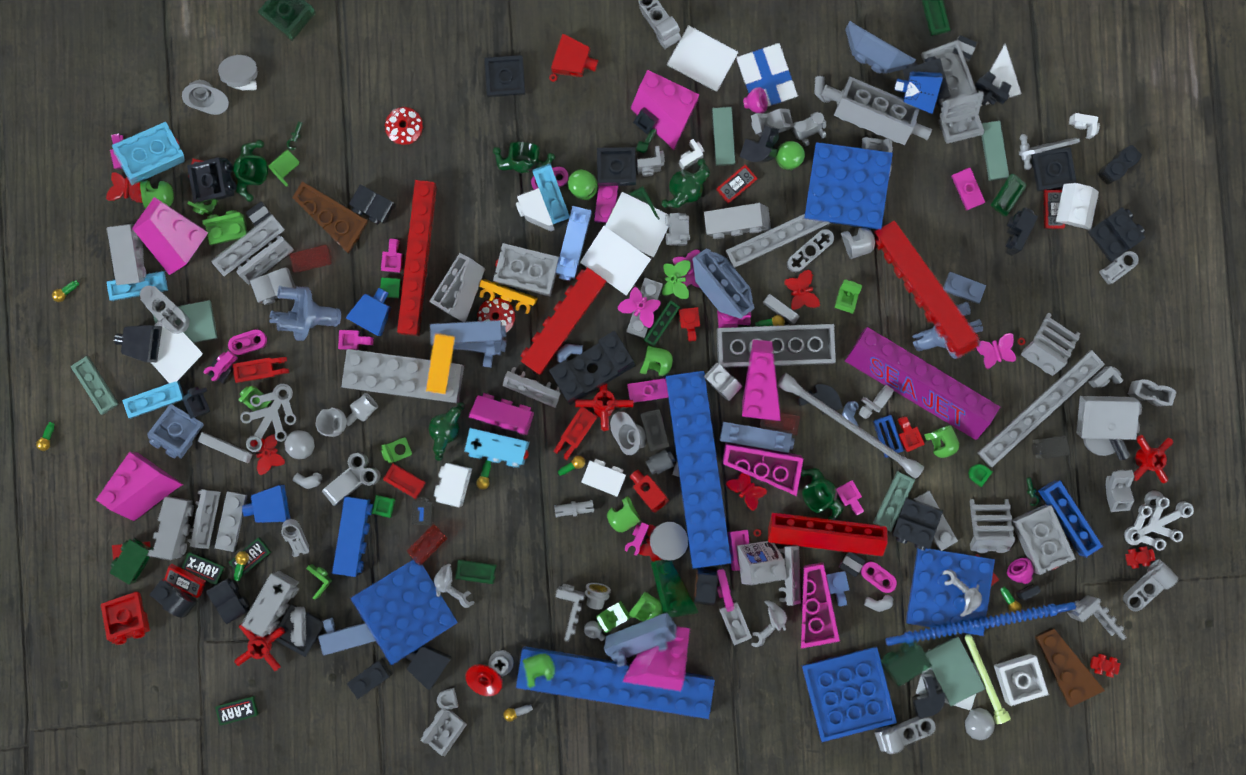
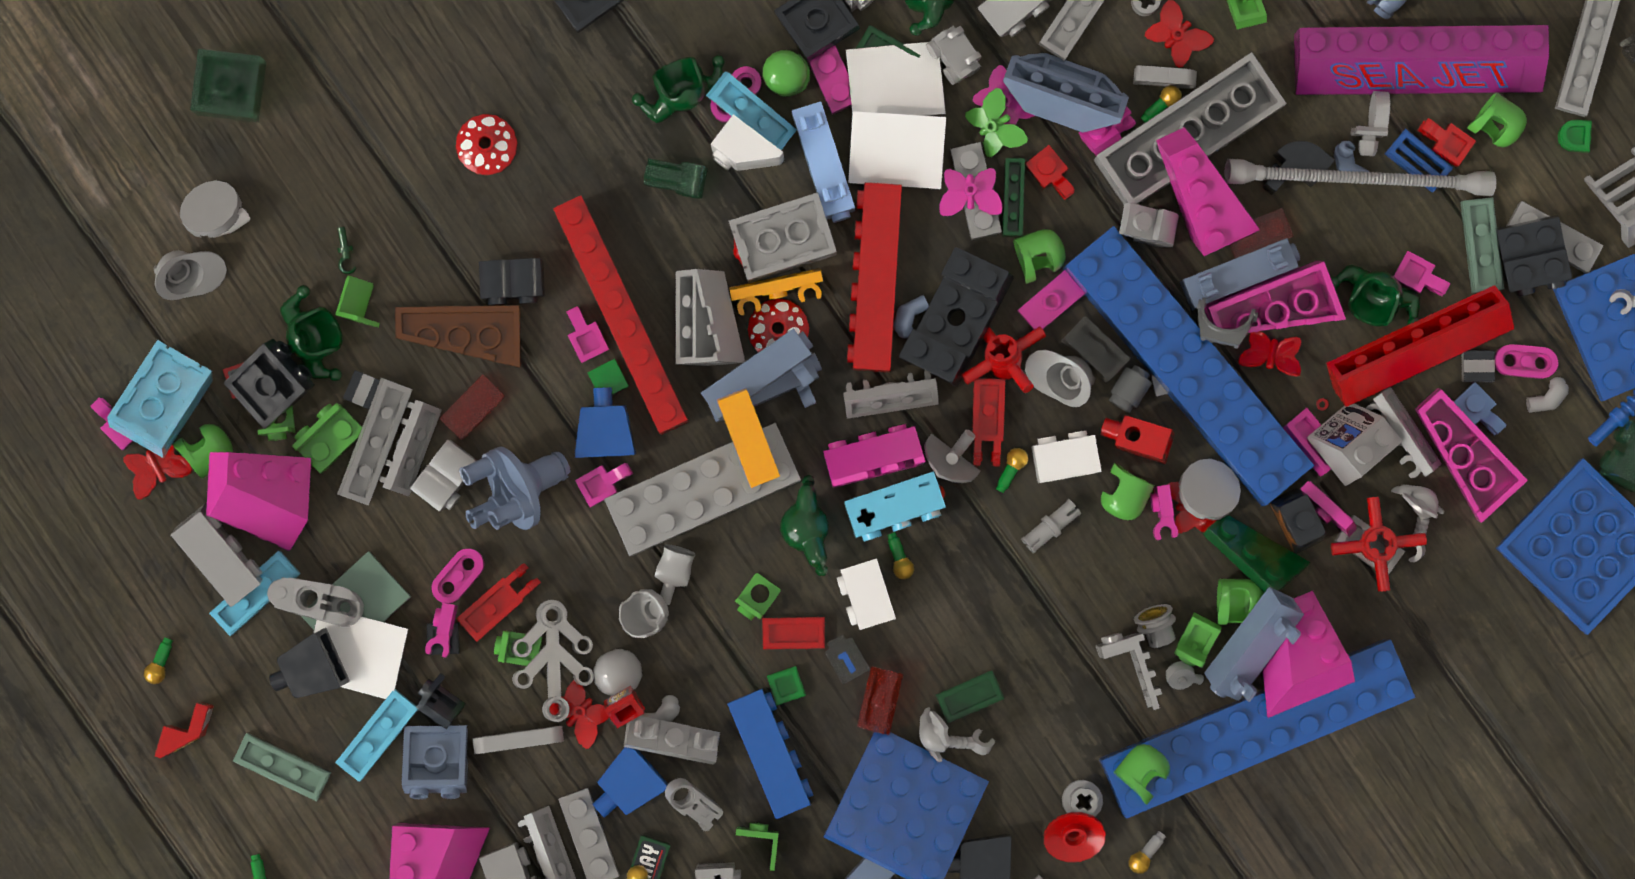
camera: 30 degrees left, 0 degrees up
(48, 335) = (176, 738): none -> red slope
(289, 464) = (624, 707): none -> red slope
(304, 497) = (672, 739): none -> light grey plate
(350, 480) = (718, 679): light grey piece -> none
(494, 206) = (683, 178): none -> clear green piece
(540, 442) = (948, 461): none -> light grey shield
(726, 466) = (1223, 336): none -> dark grey helmet
(747, 629) = (1391, 542): none -> red bar

